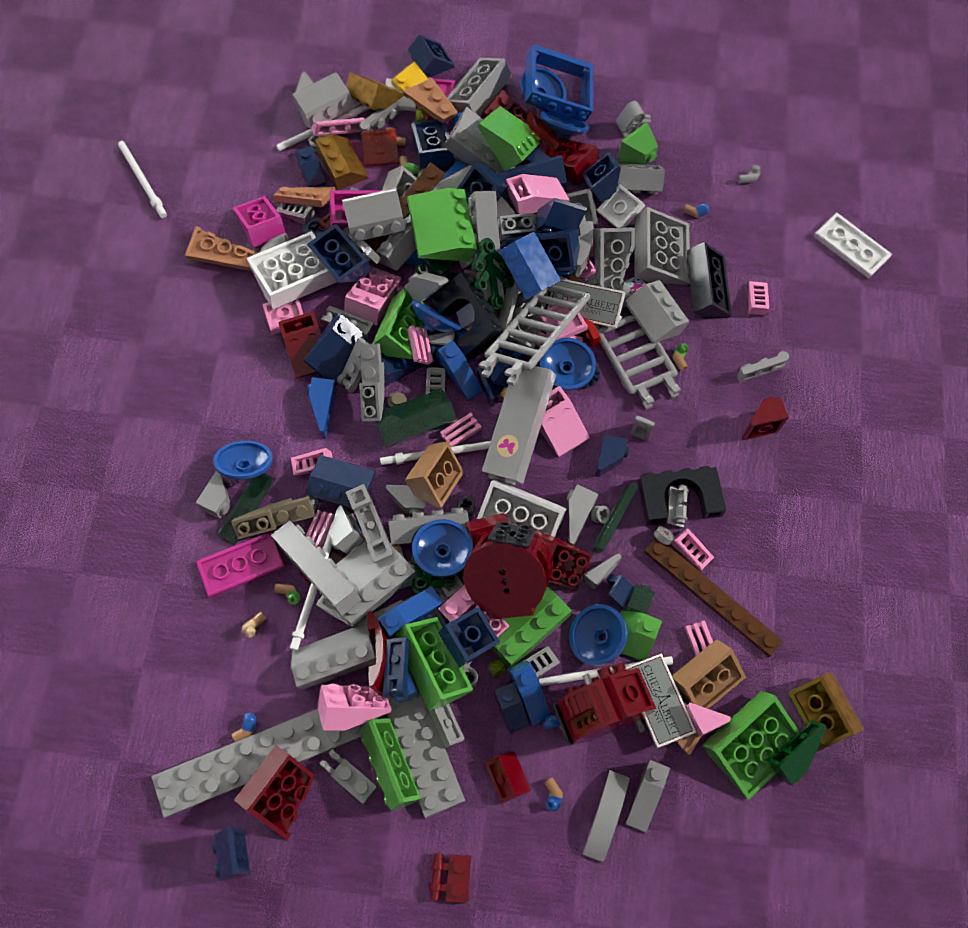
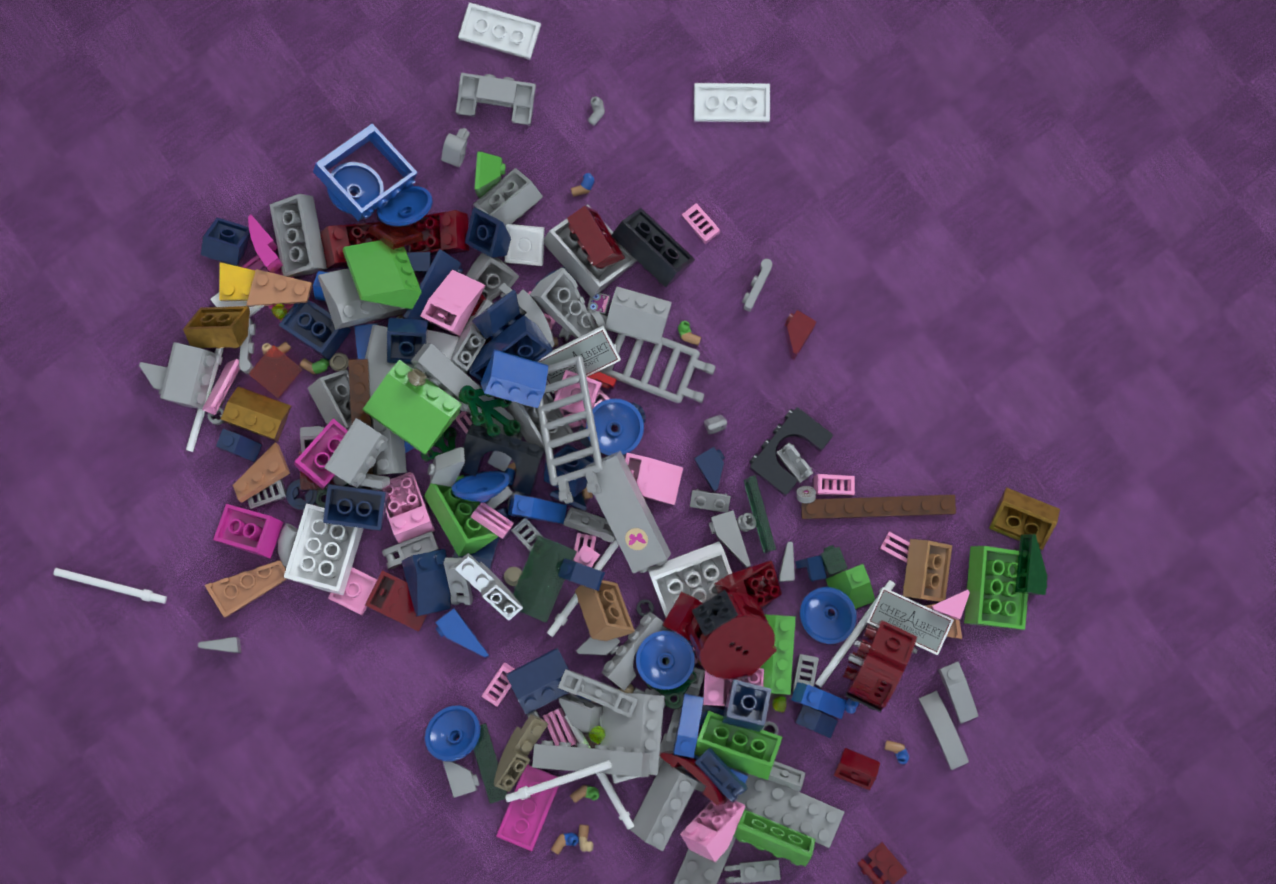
camera: 40 degrees left, 15 degrees up
(168, 272) = (228, 644): none -> light grey slope
(238, 611) = (564, 840): none -> arm
(247, 548) = (526, 792): none -> white bar
(339, 554) = (597, 734): none -> clear neon green hinge
(443, 431) = (581, 574): none -> dark blue slope
(450, 73) = (264, 245): none -> dark pink slope
(460, 432) = (586, 556): none -> bright pink plate
(463, 202) = (416, 377): none -> dark tan plate
(484, 412) = (589, 524): none -> light grey hinge
(587, 475) = (710, 501): none -> light grey hinge
(674, 237) = (594, 237): none -> dark red slope
(692, 111) = (498, 92): none -> light grey bracket
(729, 85) = (499, 31): none -> white tile

